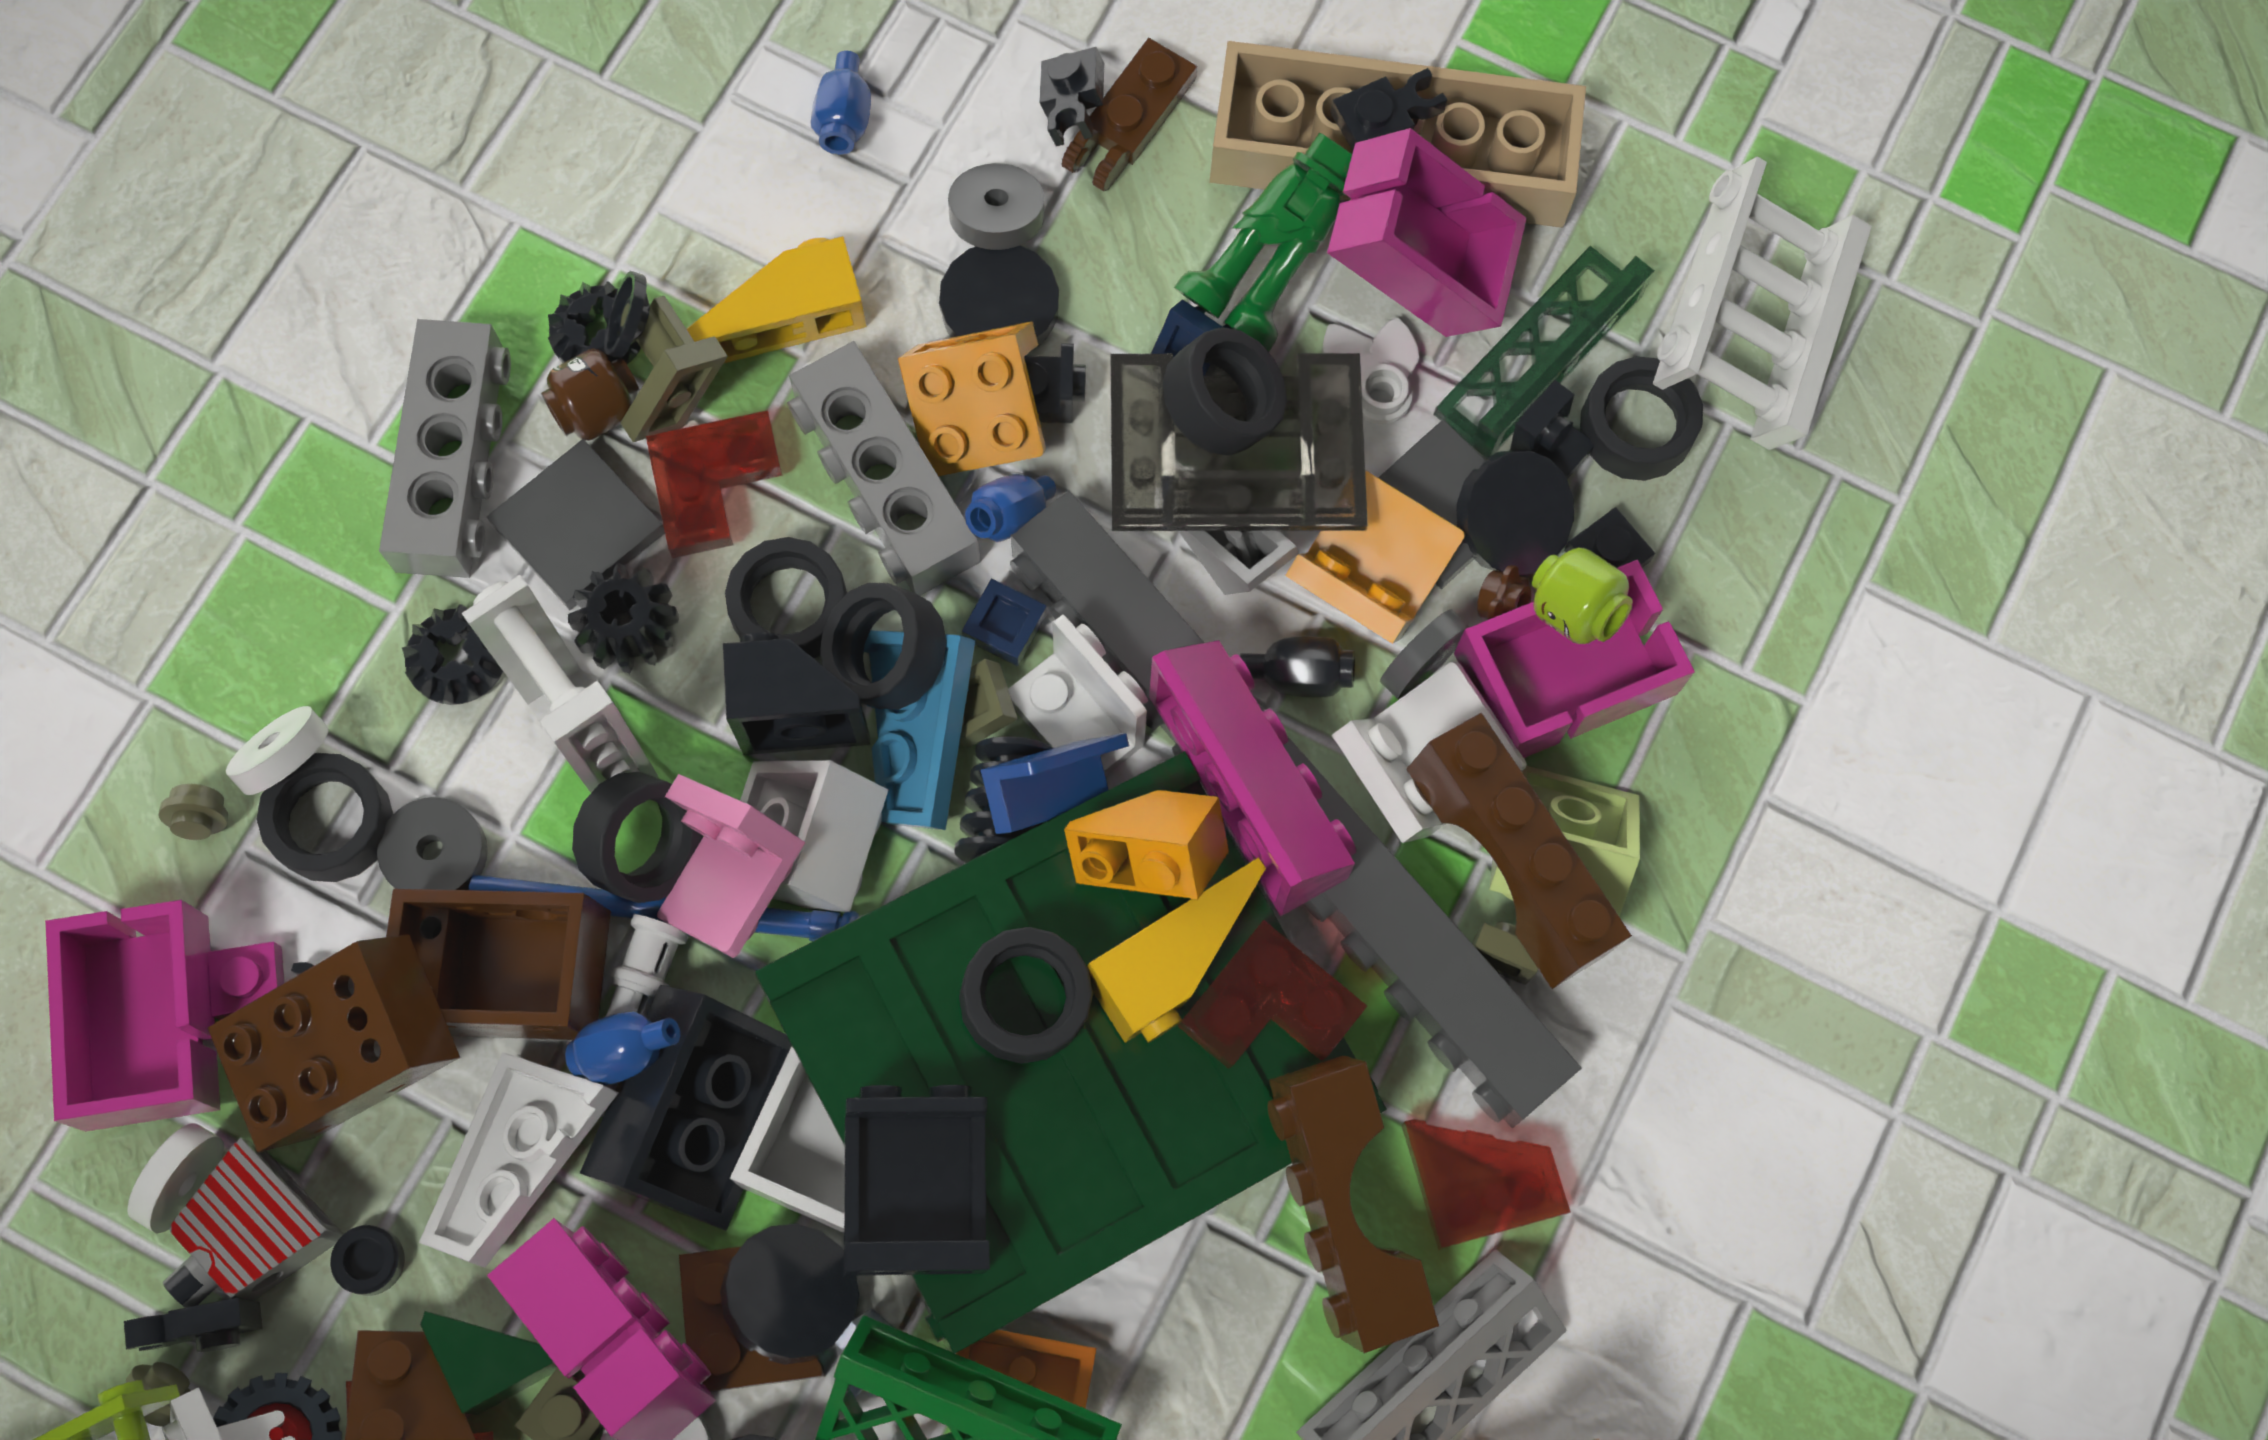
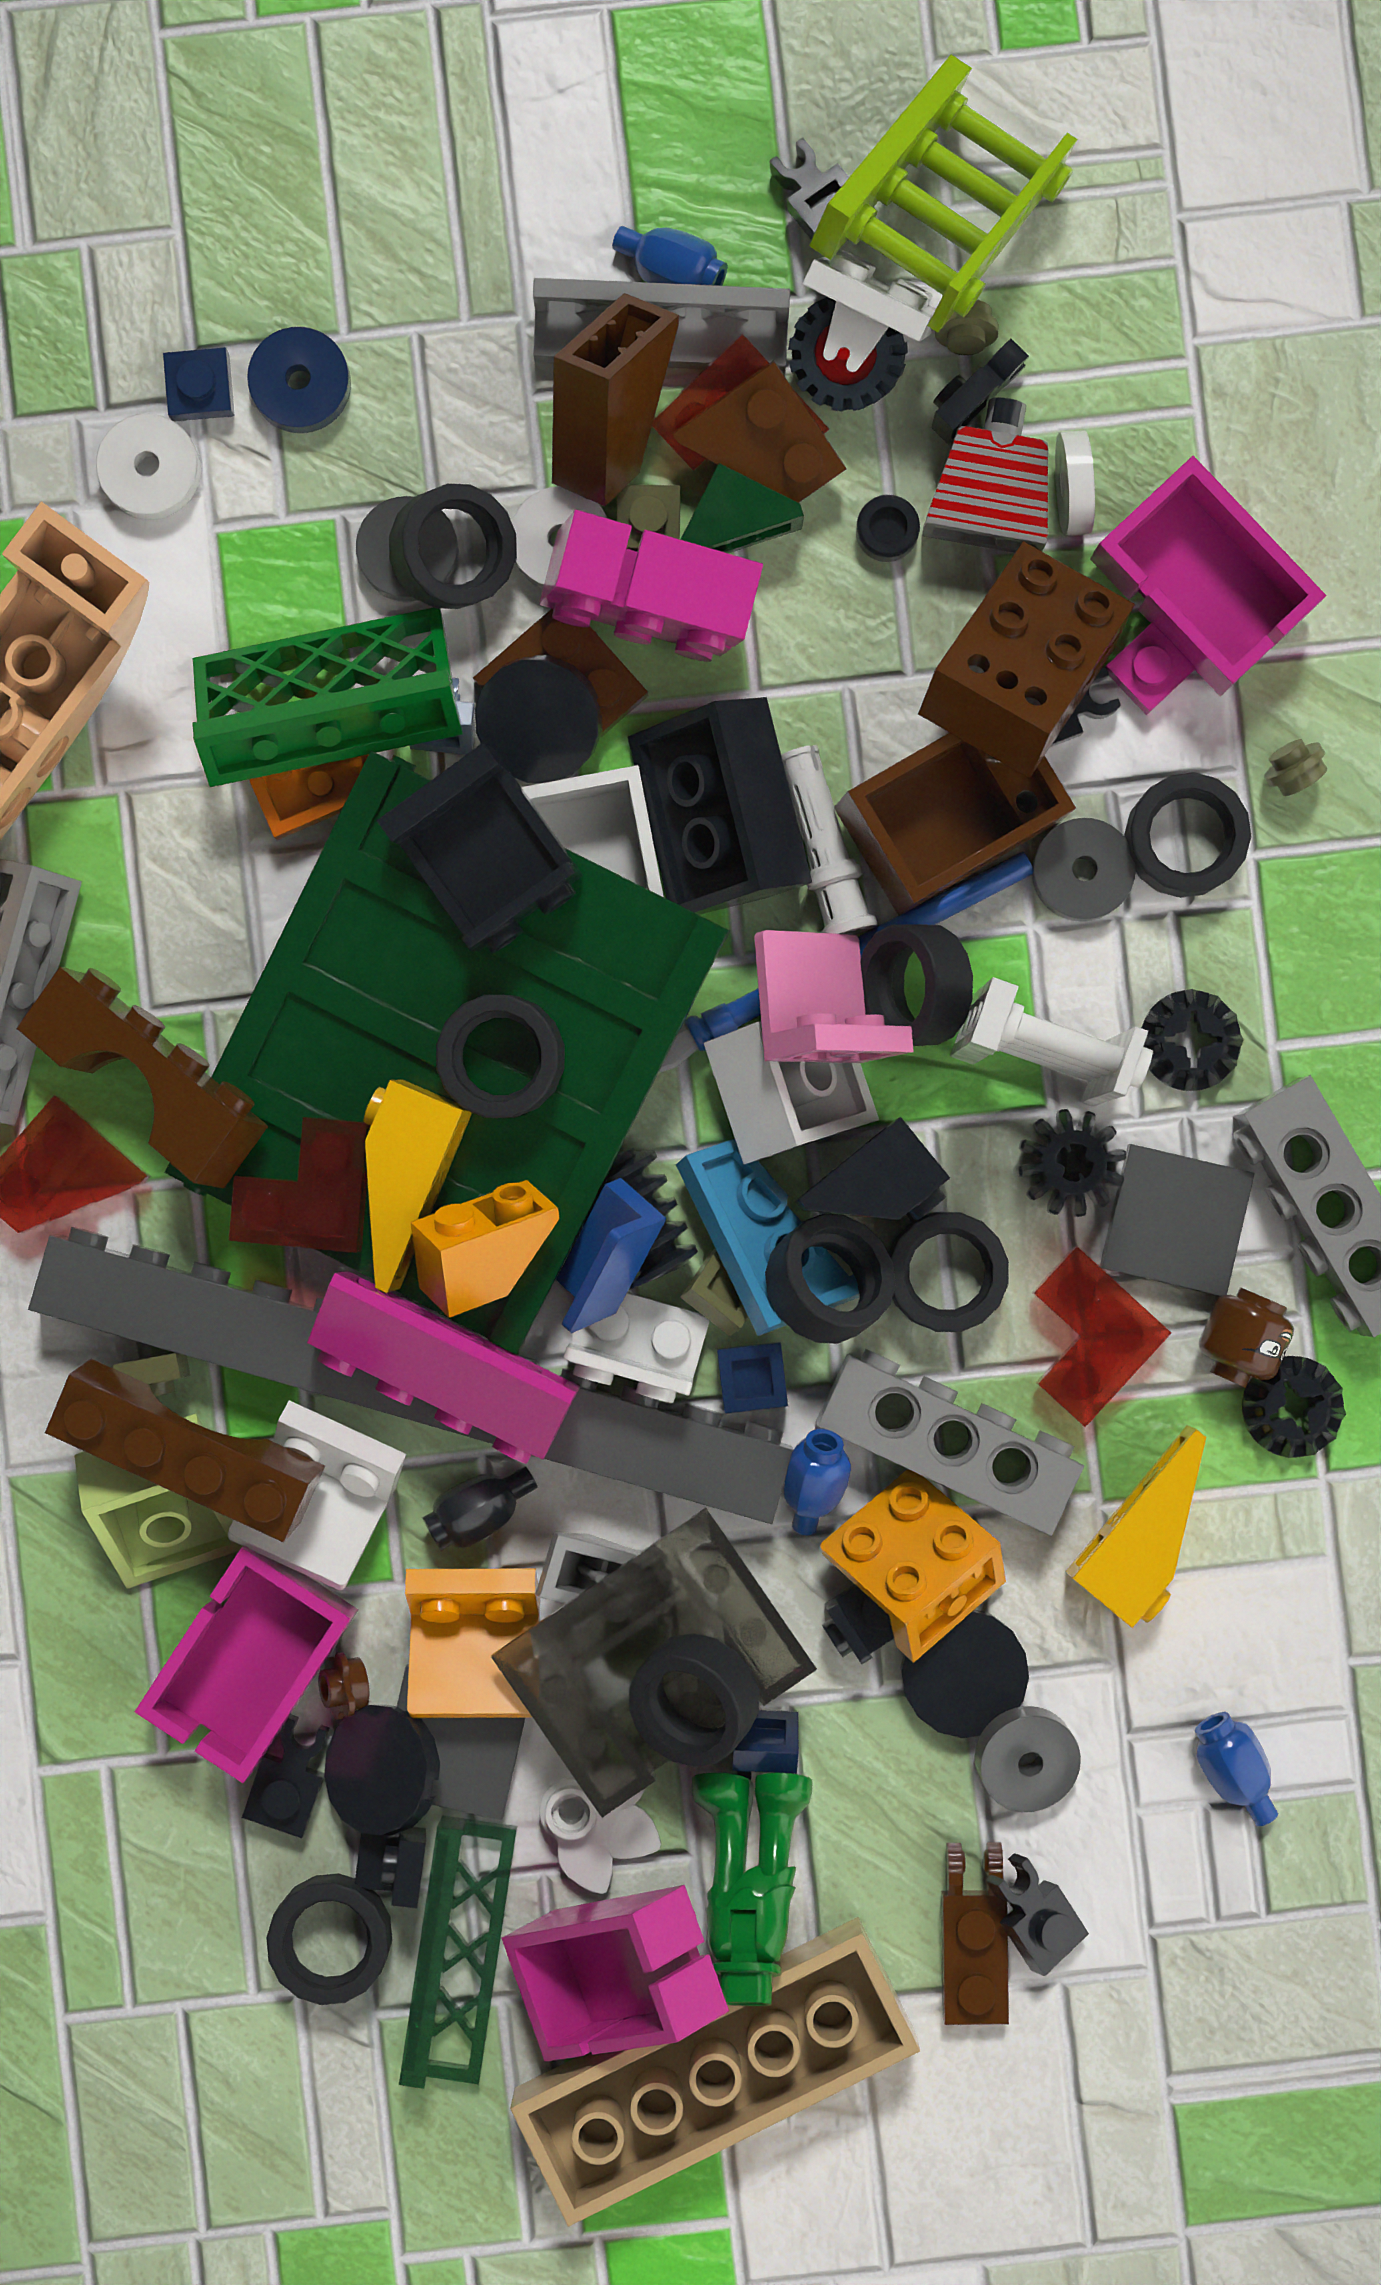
camera: 155 degrees right, 15 degrees up
(277, 750) = (1264, 858): white piece -> none
(510, 1155) = (832, 677): white wing -> none
(619, 1046) = (800, 806): blue plant -> none
(680, 365) = (1205, 1421): olive piece -> none
(1381, 110) = (732, 2064): black plate -> none
(1424, 654) = (376, 1583): dark grey piece -> none
(1581, 596) = (265, 1707): lime head -> none
(1815, 303) = (231, 2133): white fence -> none

